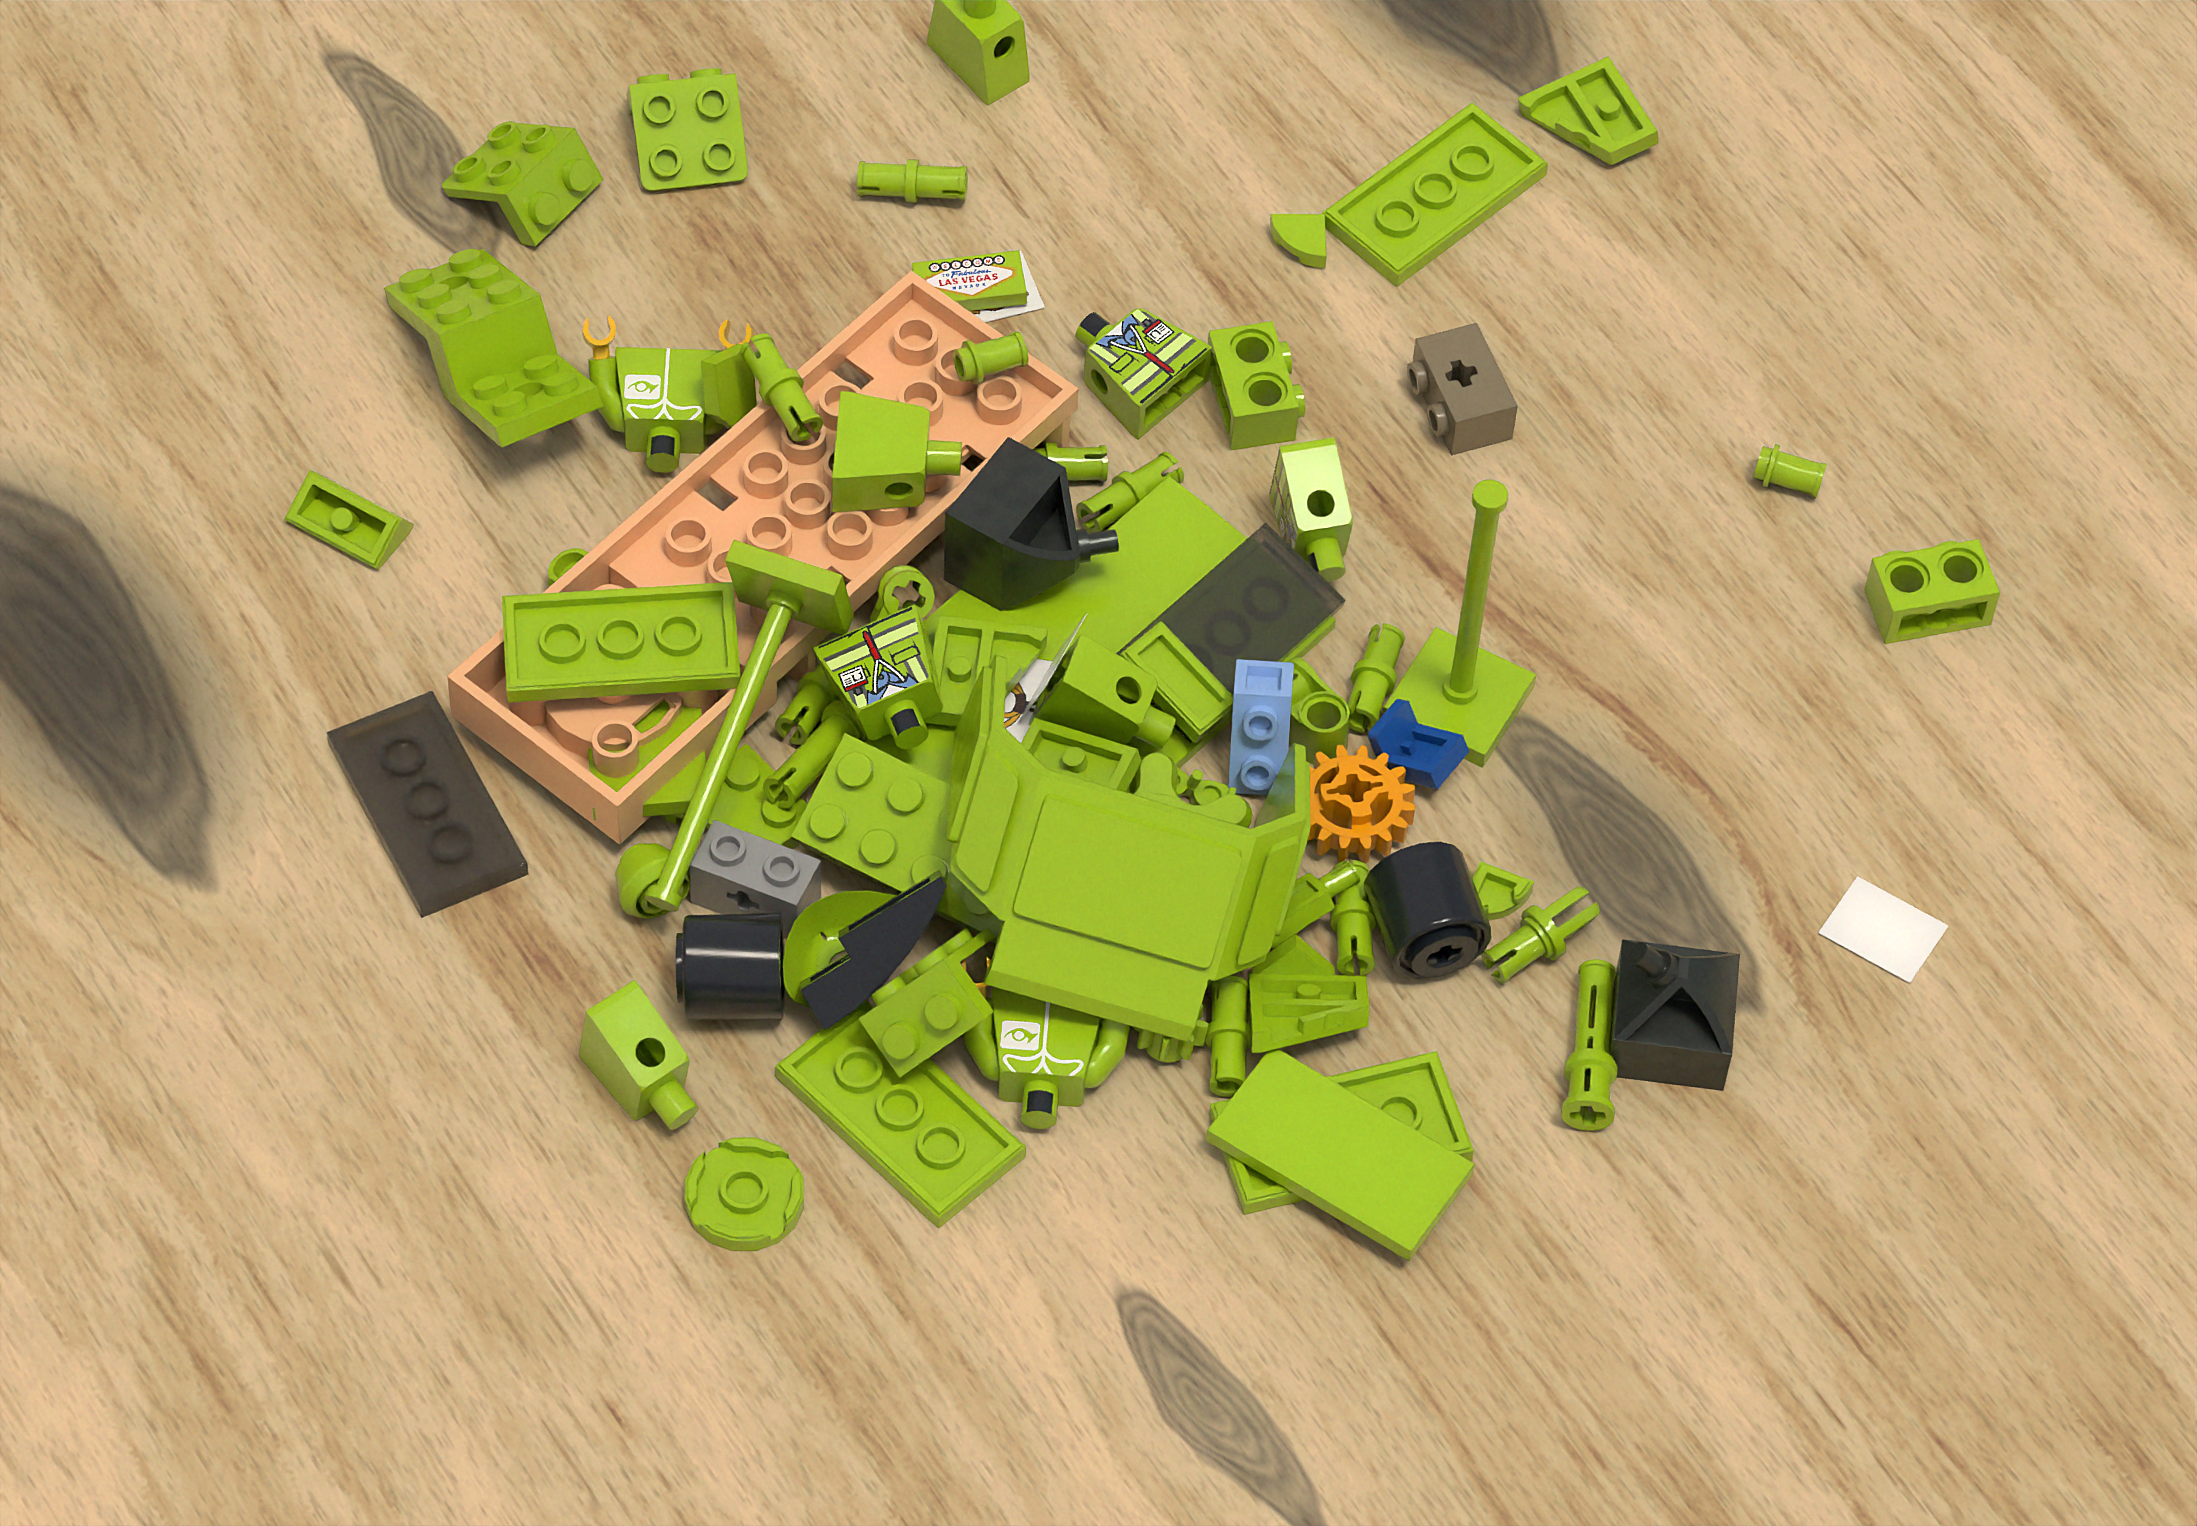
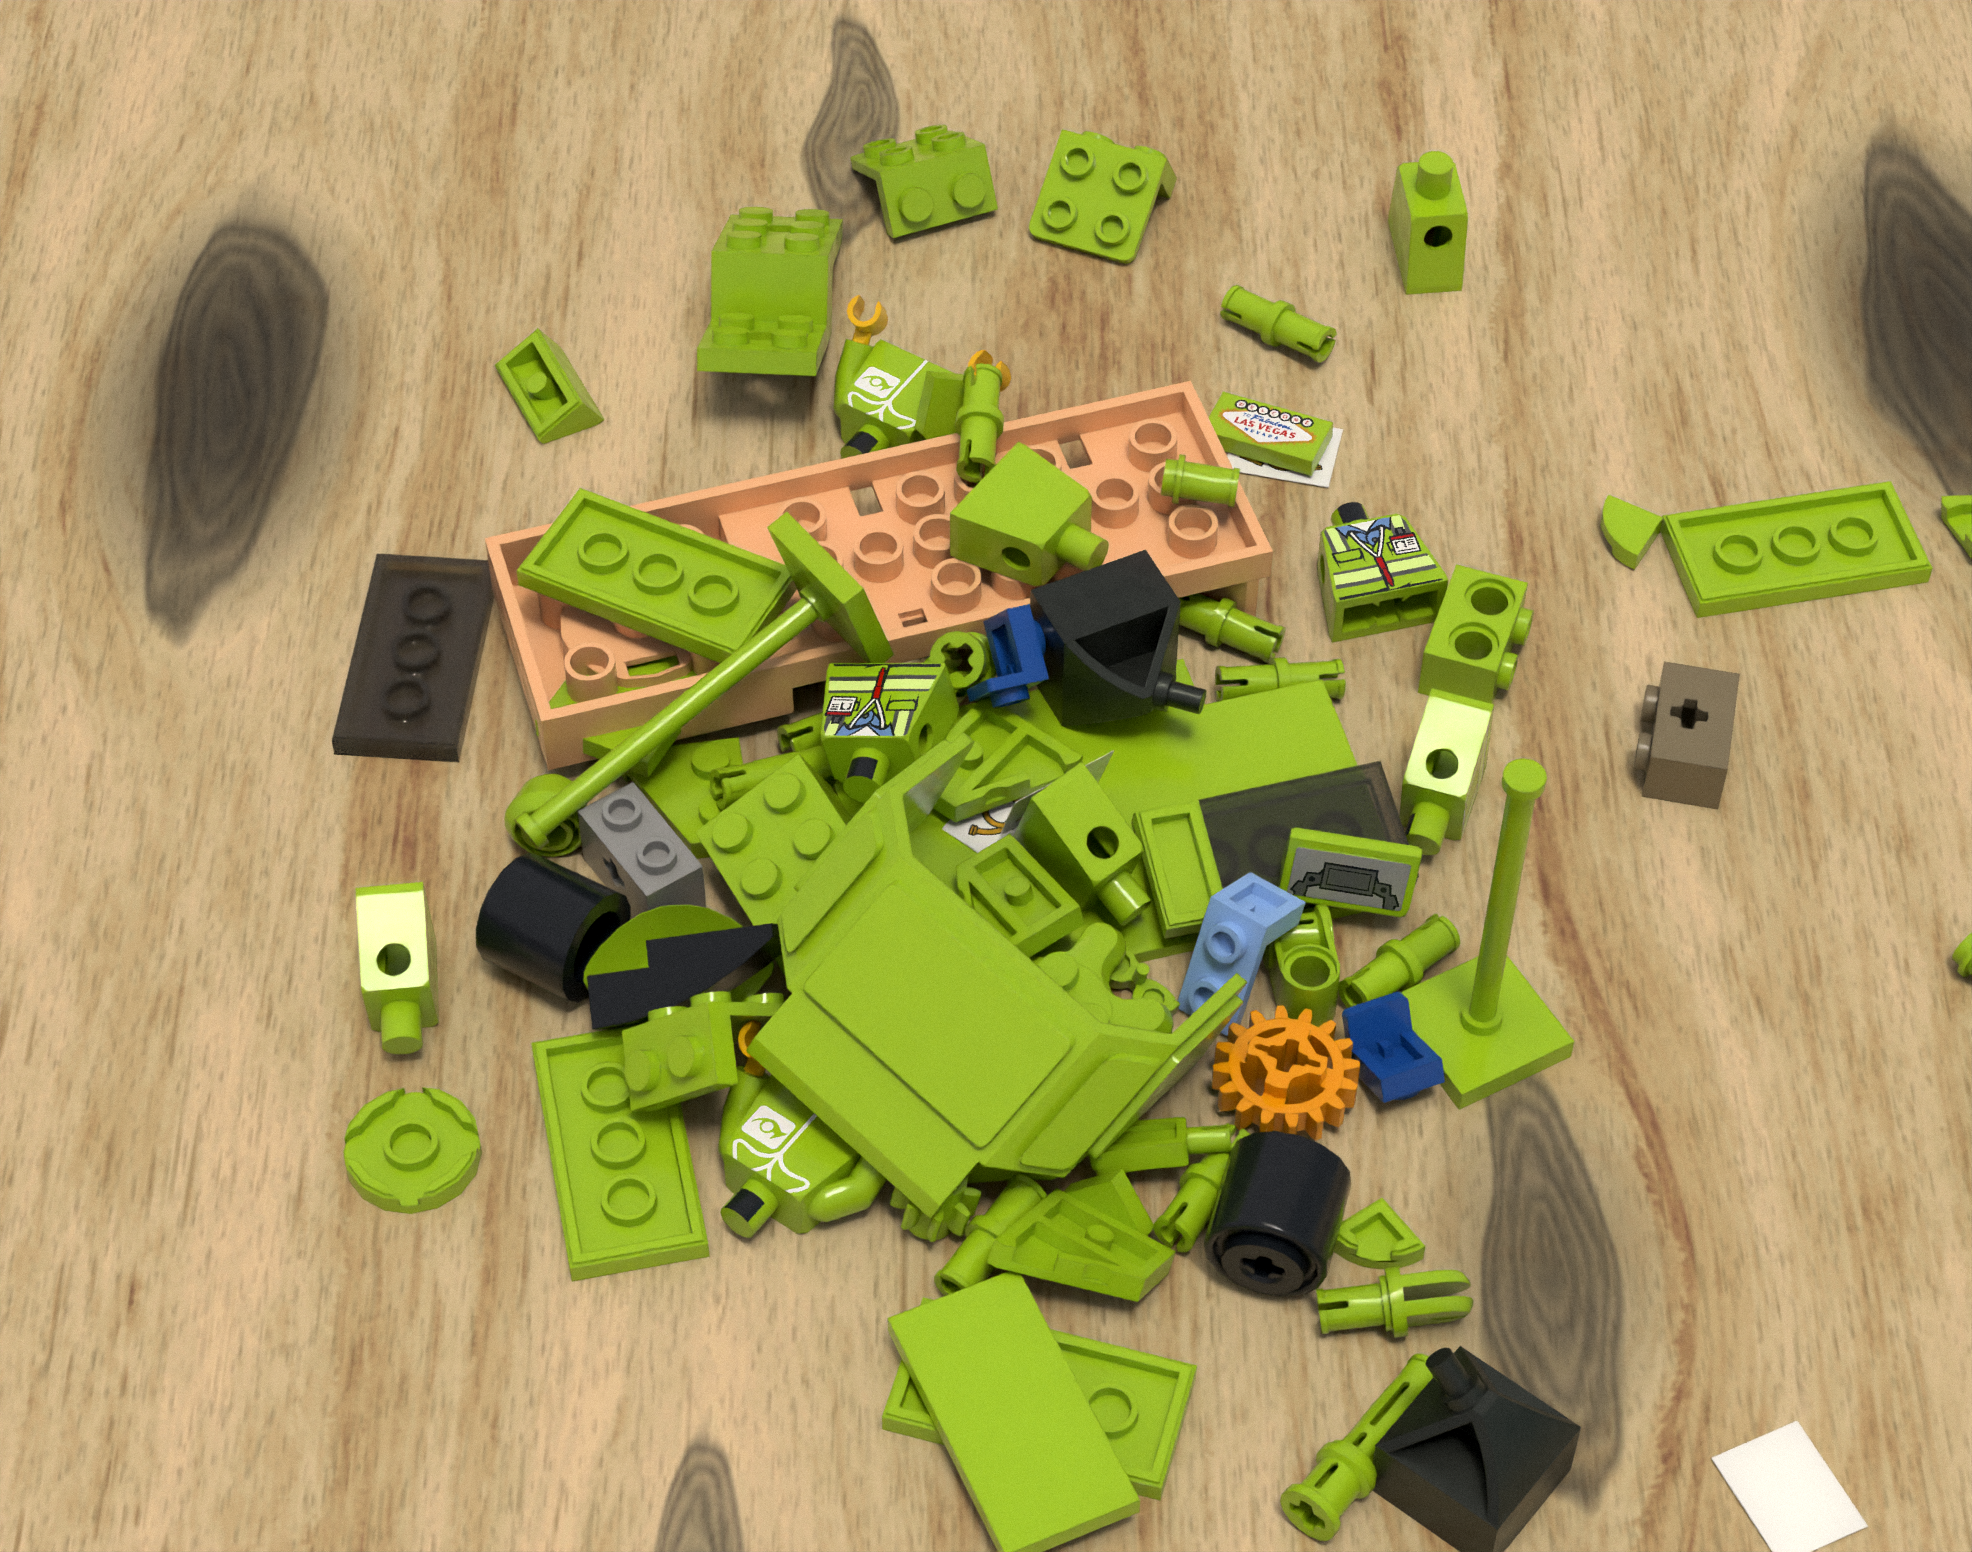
camera: 35 degrees right, 5 degrees down
(954, 573) = (1017, 653): none -> blue bracket
(1303, 623) = (1350, 872): none -> slope

